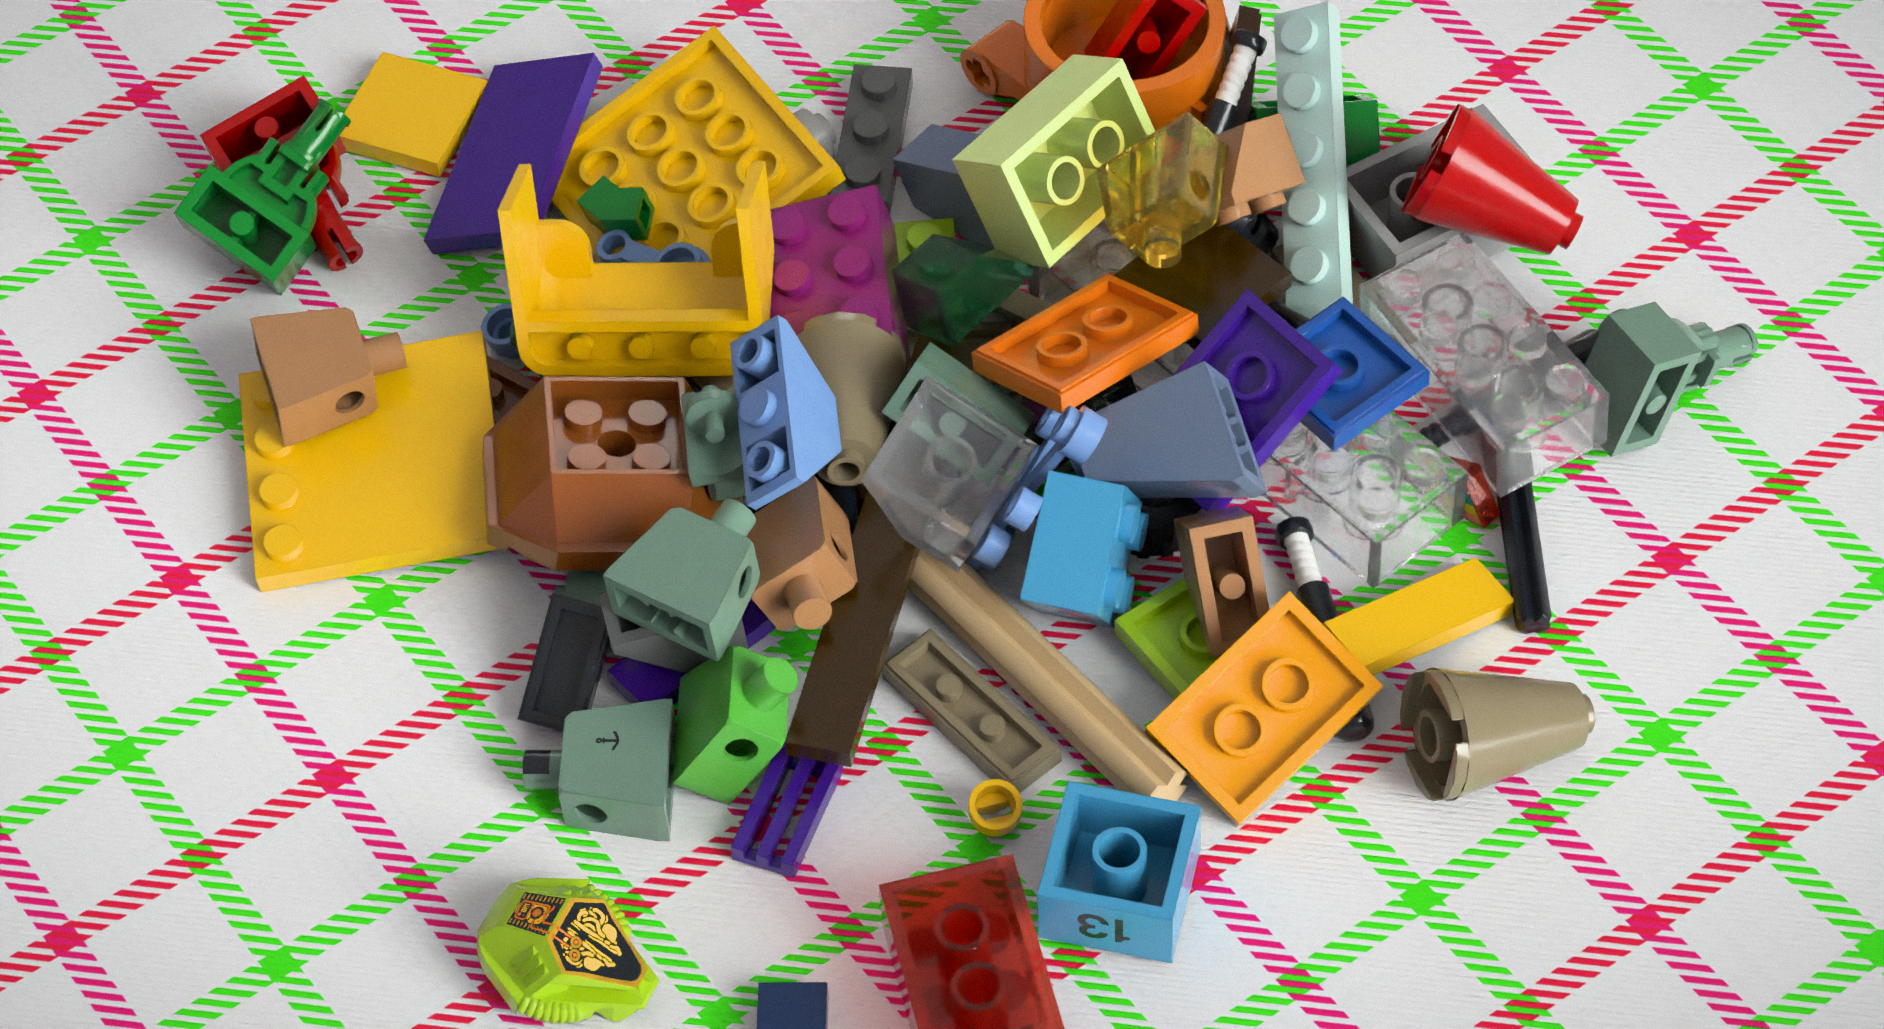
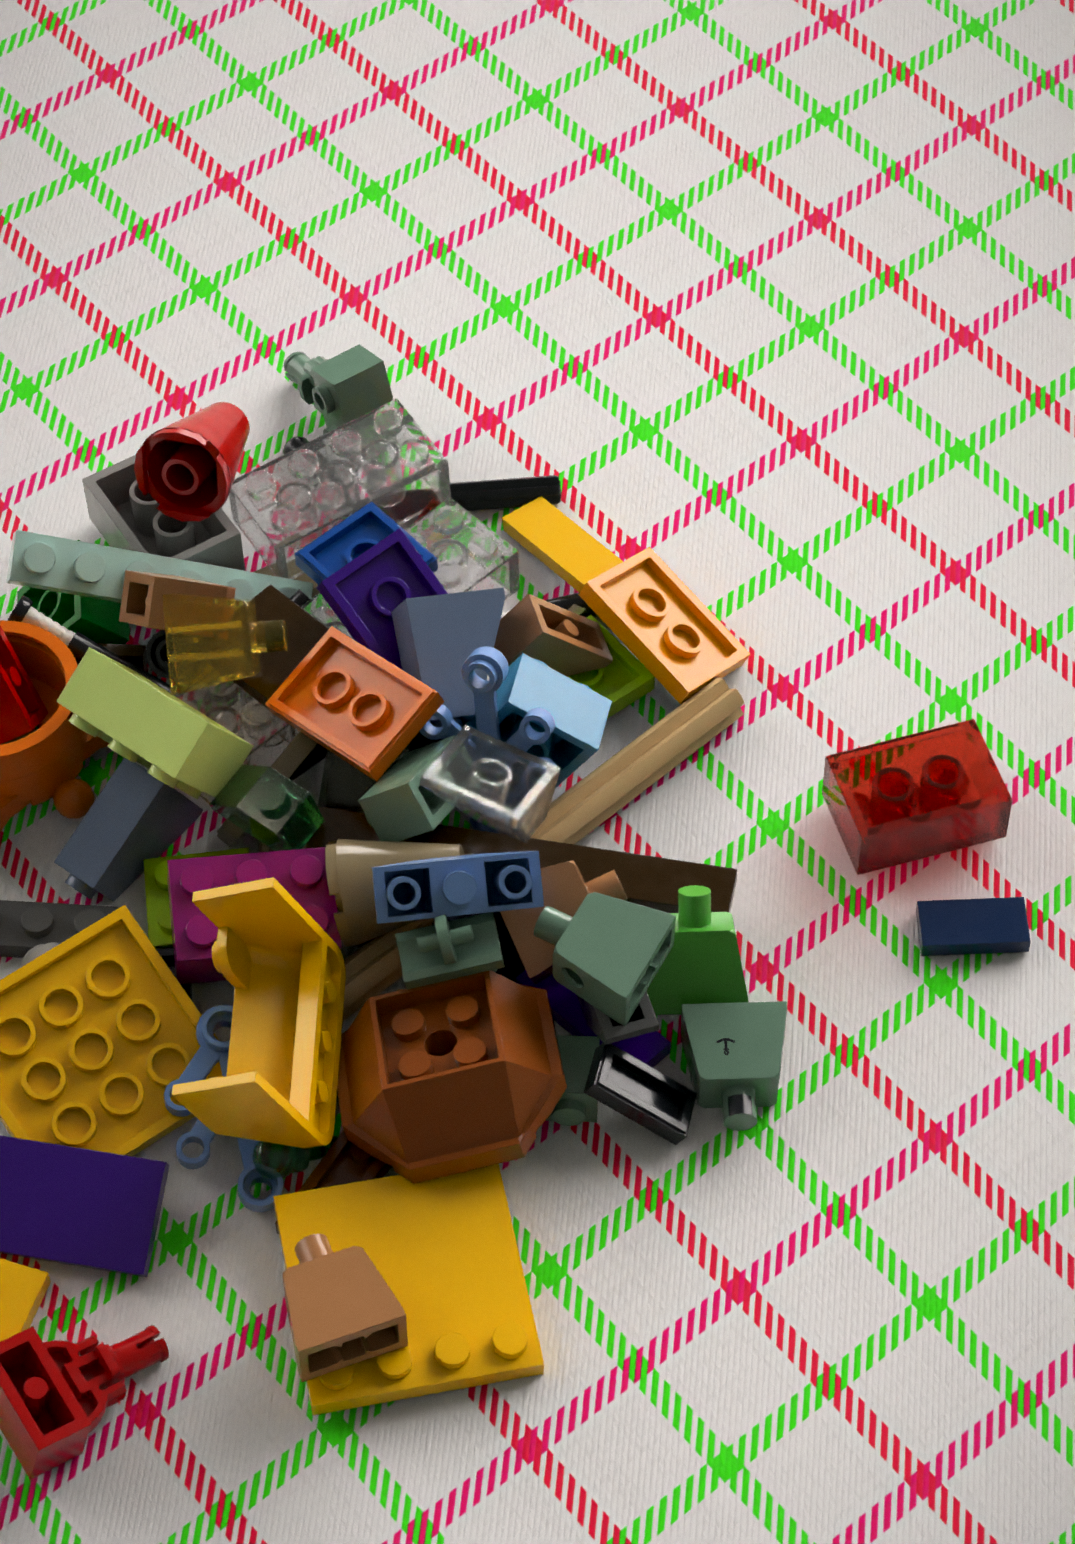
camera: 95 degrees left, 0 degrees up
(267, 202) = (122, 1384): green brick -> none
(563, 952) = (914, 1077): lime helmet -> none
(618, 208) = (143, 1093): green piece -> none
(759, 809) = (774, 937): dark purple tile -> none
(971, 712) = (666, 816): dark tan tile -> none
(992, 797) = (759, 801): yellow hinge -> none
(1119, 871) = (811, 707): dark azure brick -> none
(1487, 727) = (674, 506): dark tan cone -> none

